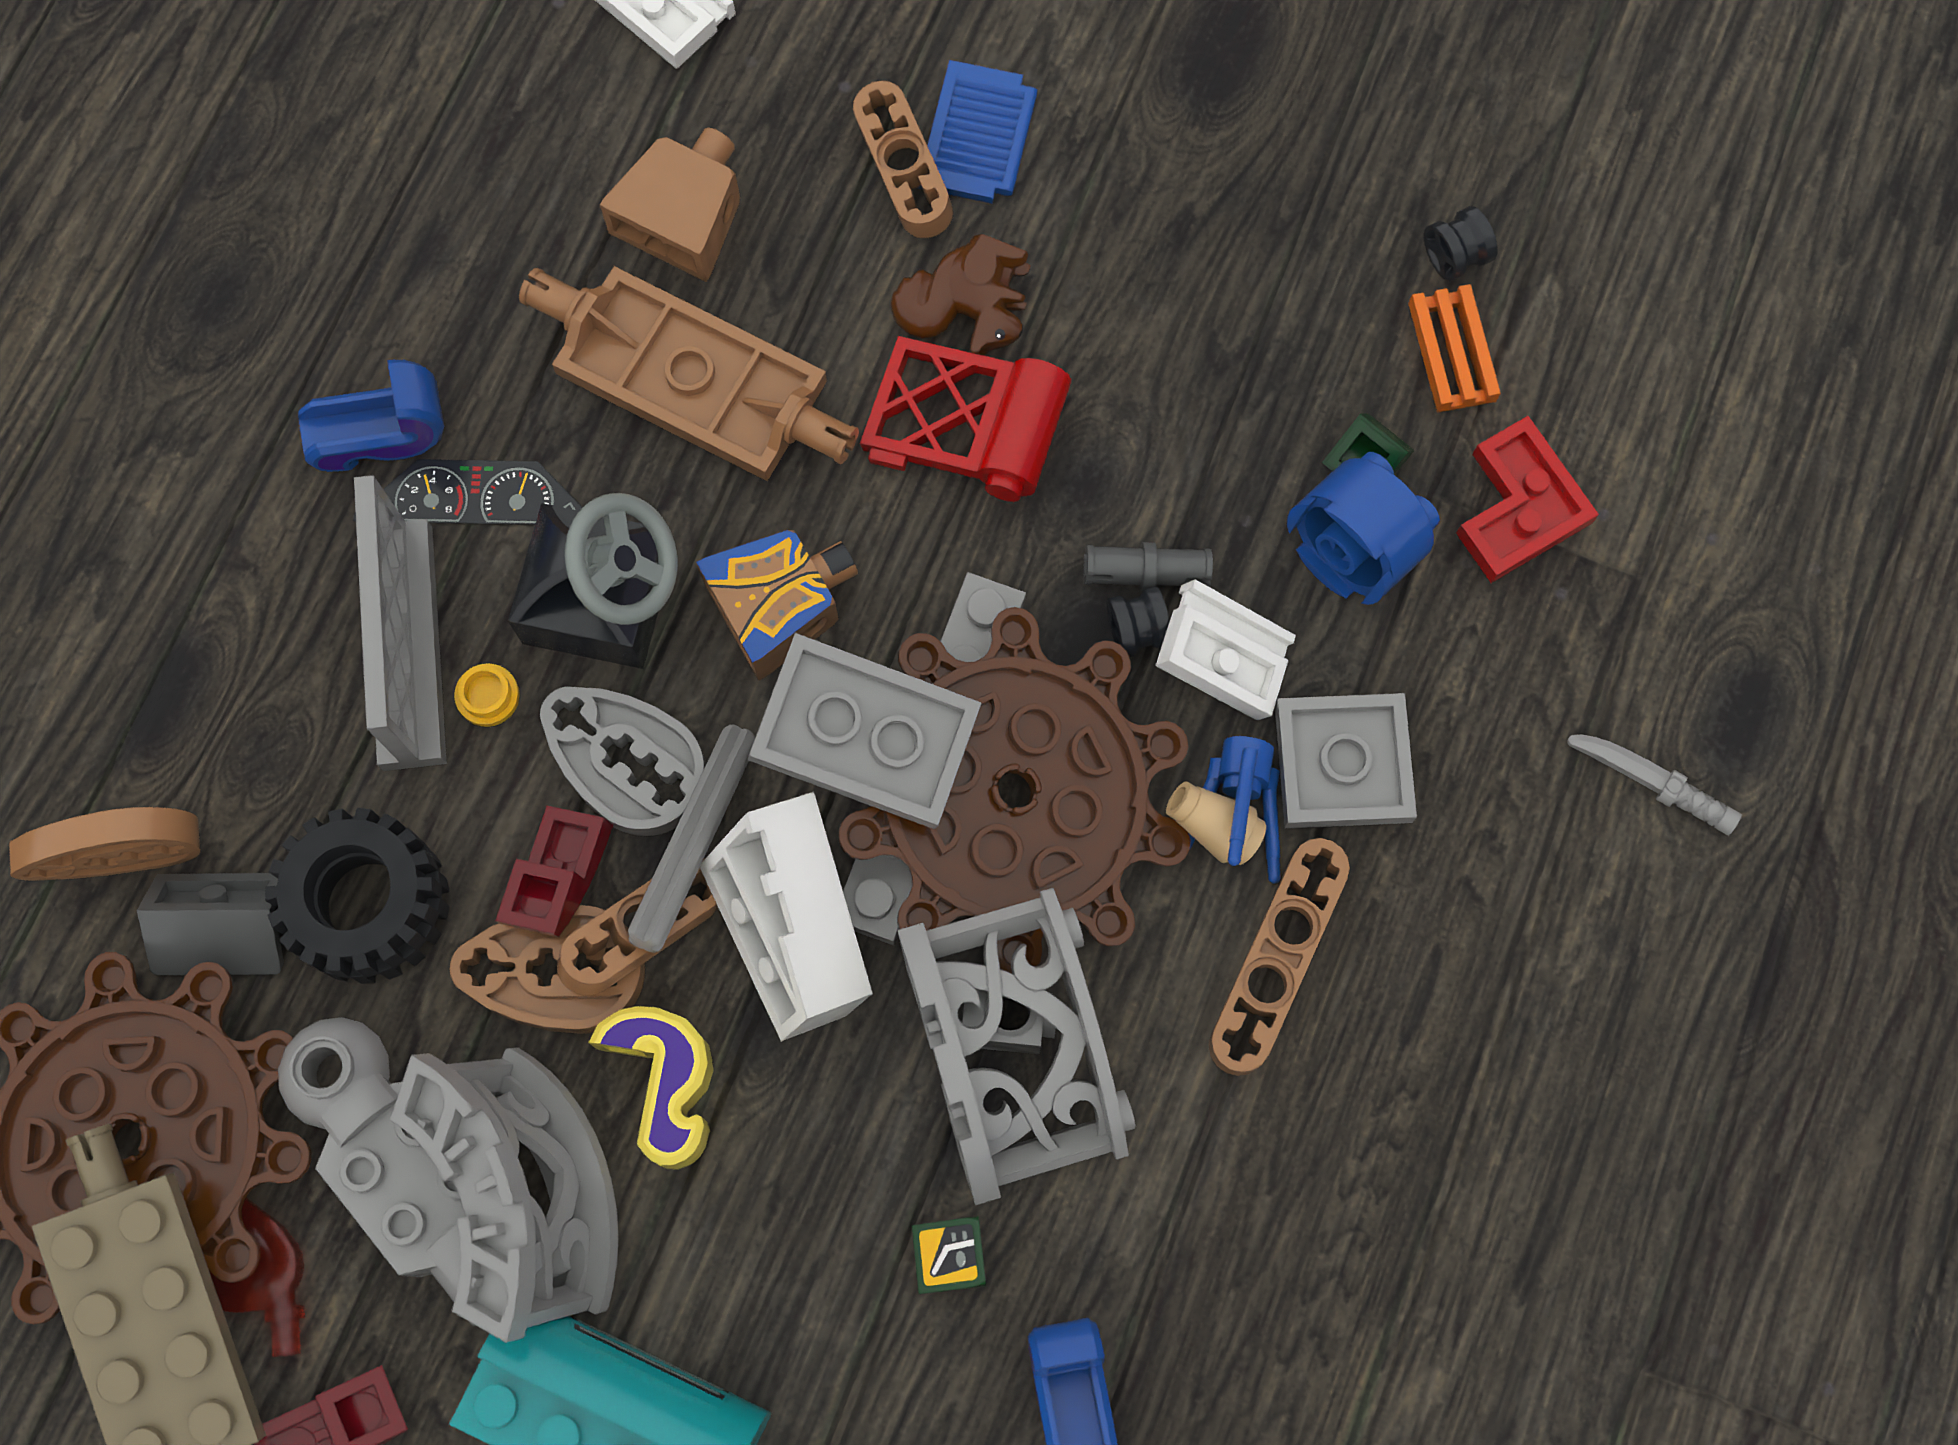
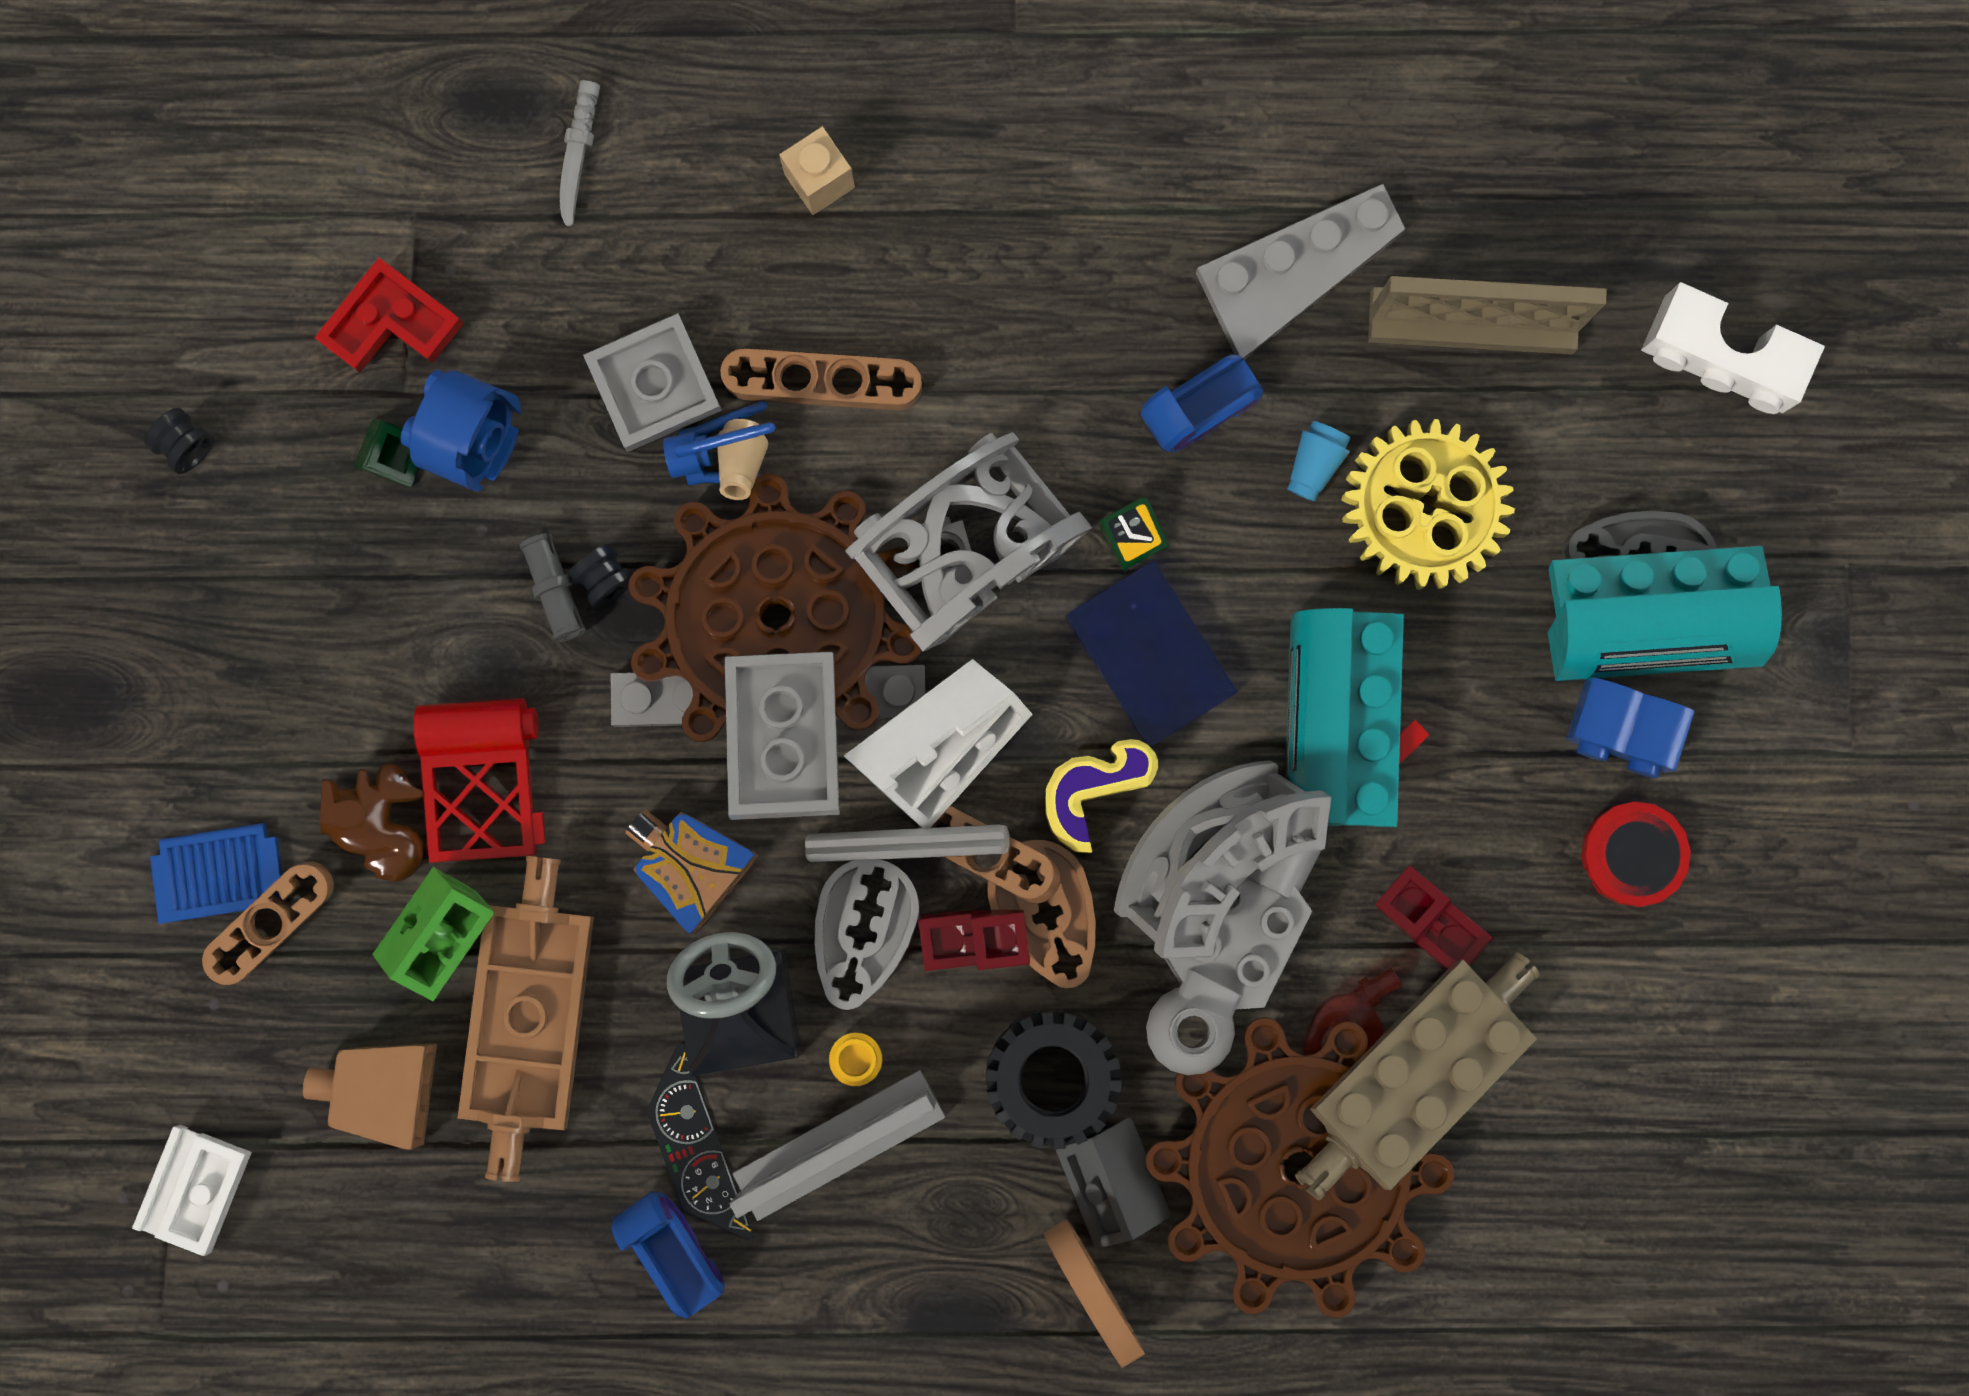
camera: 110 degrees left, 10 degrees up
(795, 1217) = (1151, 654): none -> clear blue plate
(815, 306) = (433, 934): none -> bright green brick
(1225, 650) = (601, 500): white plate -> none
(1476, 342) = (261, 401): orange tile -> none
(1537, 1044) = (817, 170): none -> tan brick

